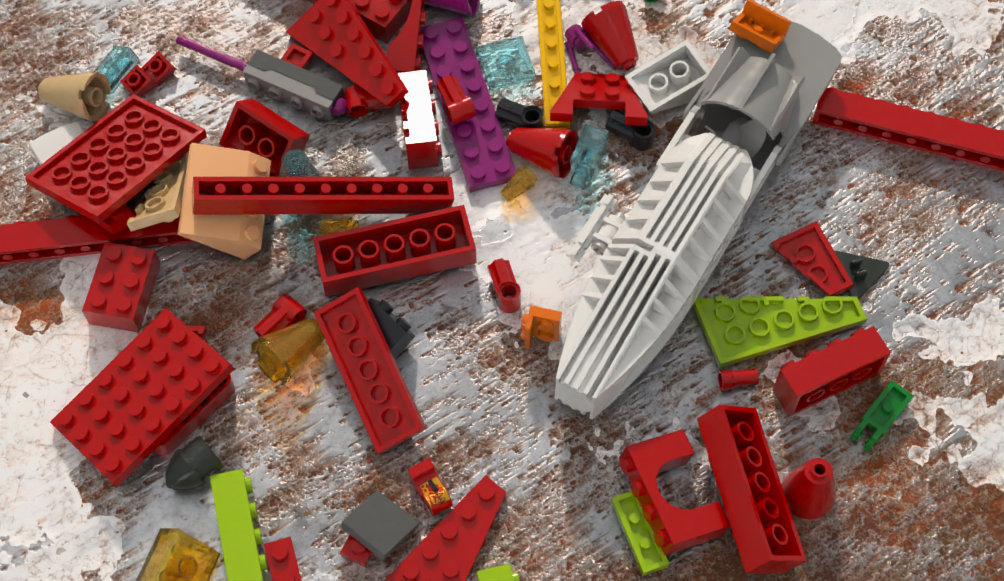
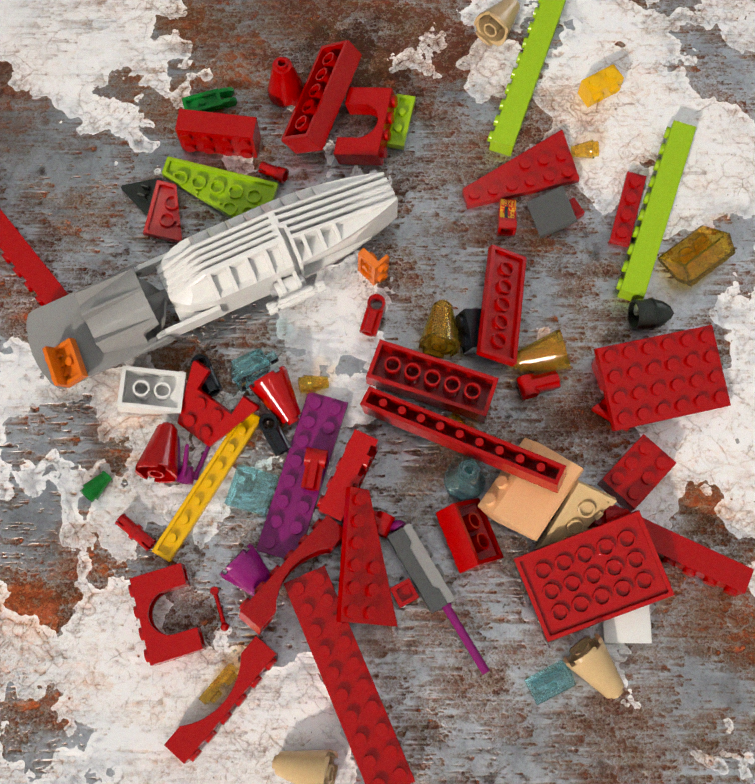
camera: 145 degrees left, 10 degrees up
(144, 79) = (526, 655): red slope -> none
(421, 307) = (440, 331): none -> clear yellow cone

